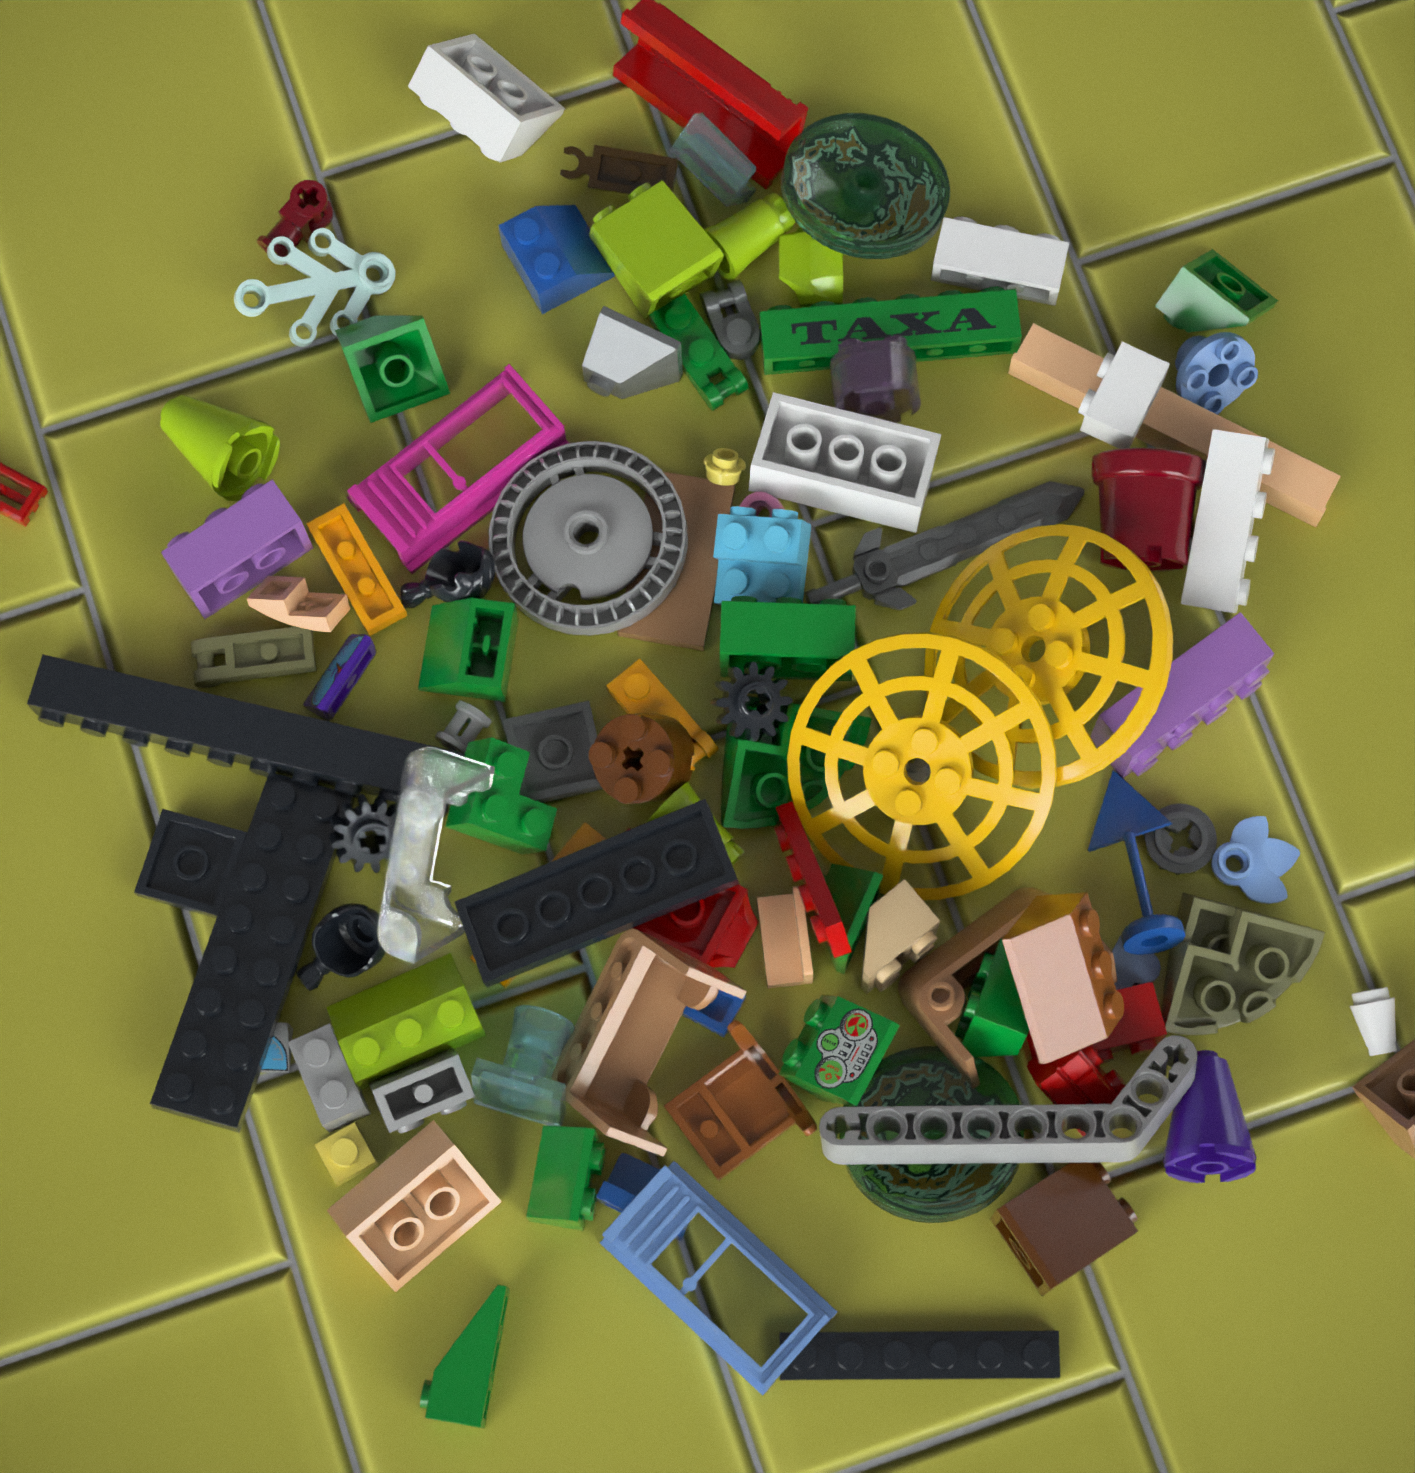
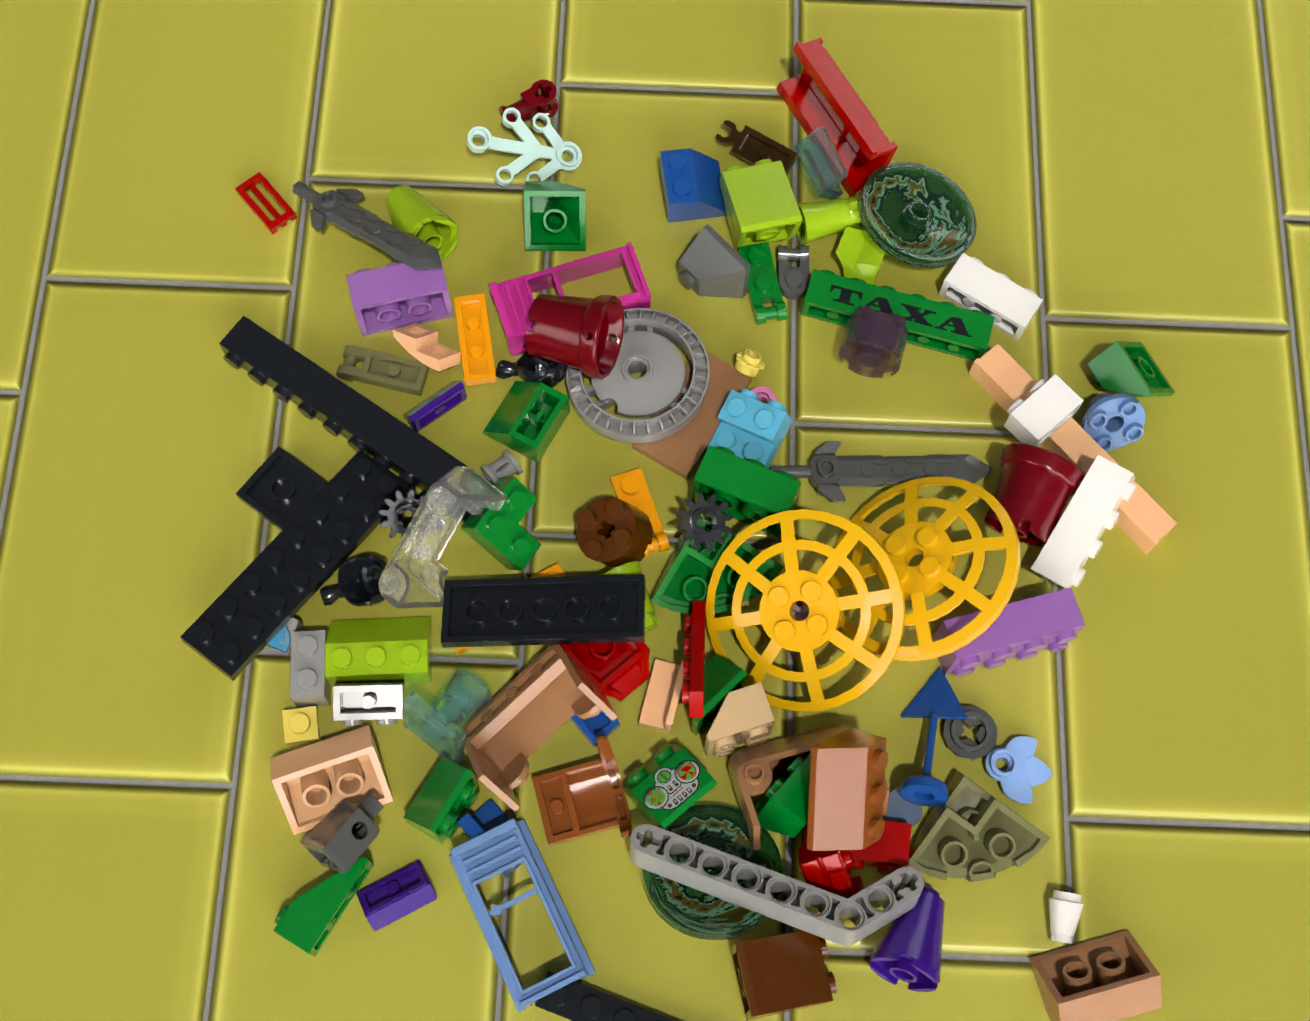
camera: 15 degrees right, 5 degrees down
(106, 463) = (341, 210): none -> dark grey sword
(461, 1267) = (344, 834): none -> dark grey torso
(484, 96) = (685, 71): white slope -> none
(493, 516) = (577, 332): none -> dark red piece
(554, 1315) = (396, 895): none -> dark purple slope
(558, 751) = (557, 507): dark grey plate -> none
(844, 462) = (832, 388): white slope -> none

